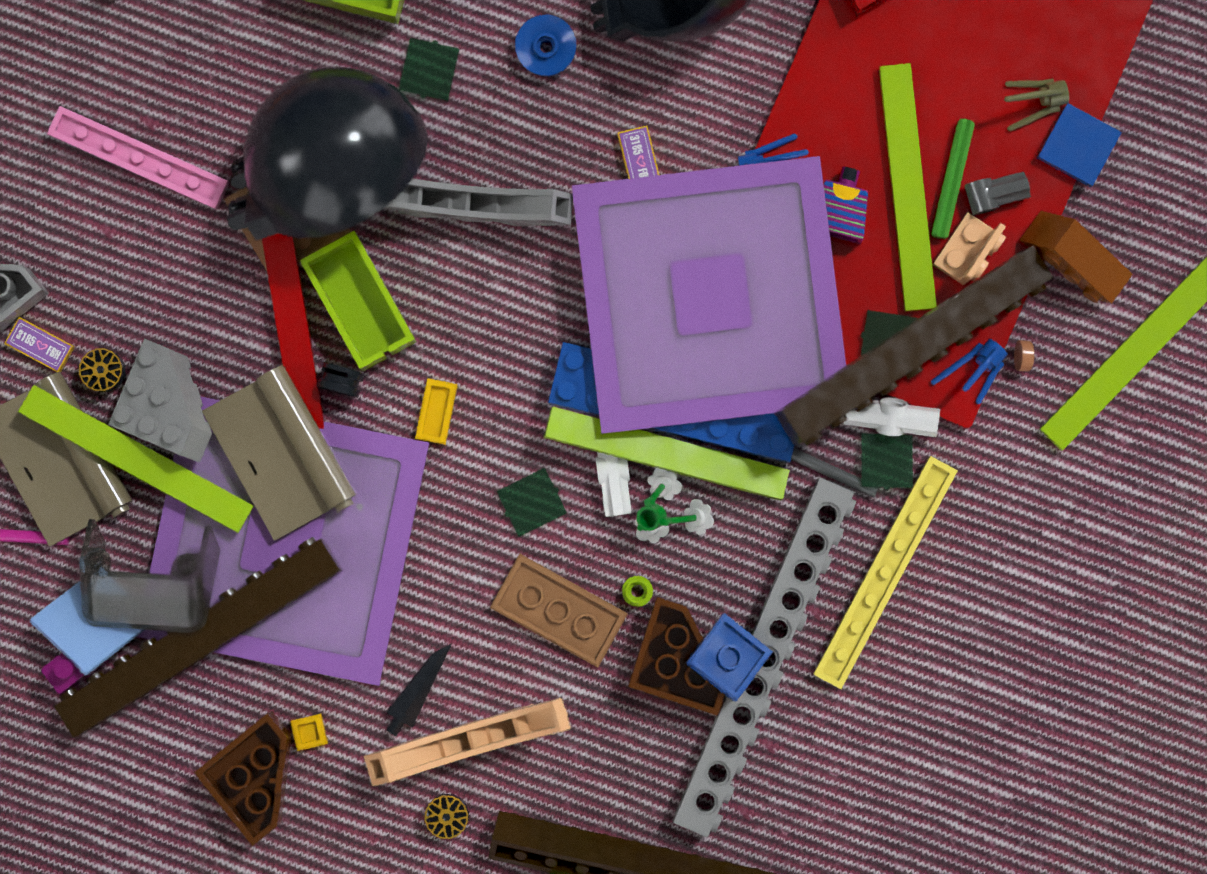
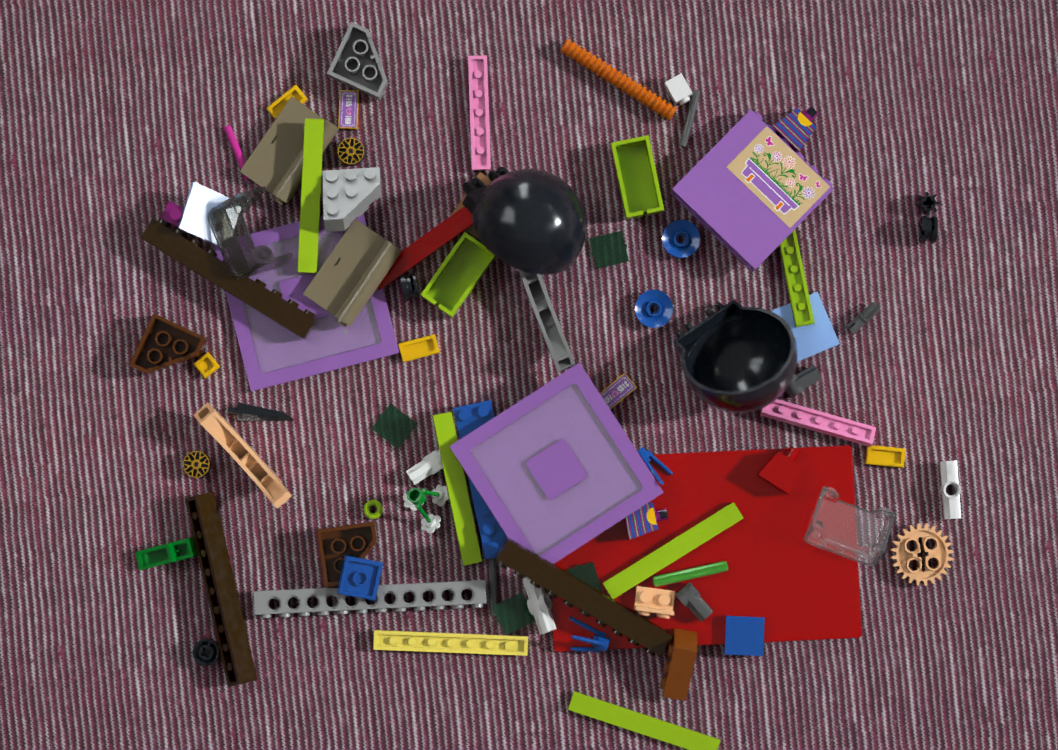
camera: 65 degrees right, 0 degrees up
(558, 610) = (341, 470): medium nougat tile -> none
(1024, 355) = (610, 662): nougat tile -> none
(1050, 94) = (765, 606): olive plant -> none

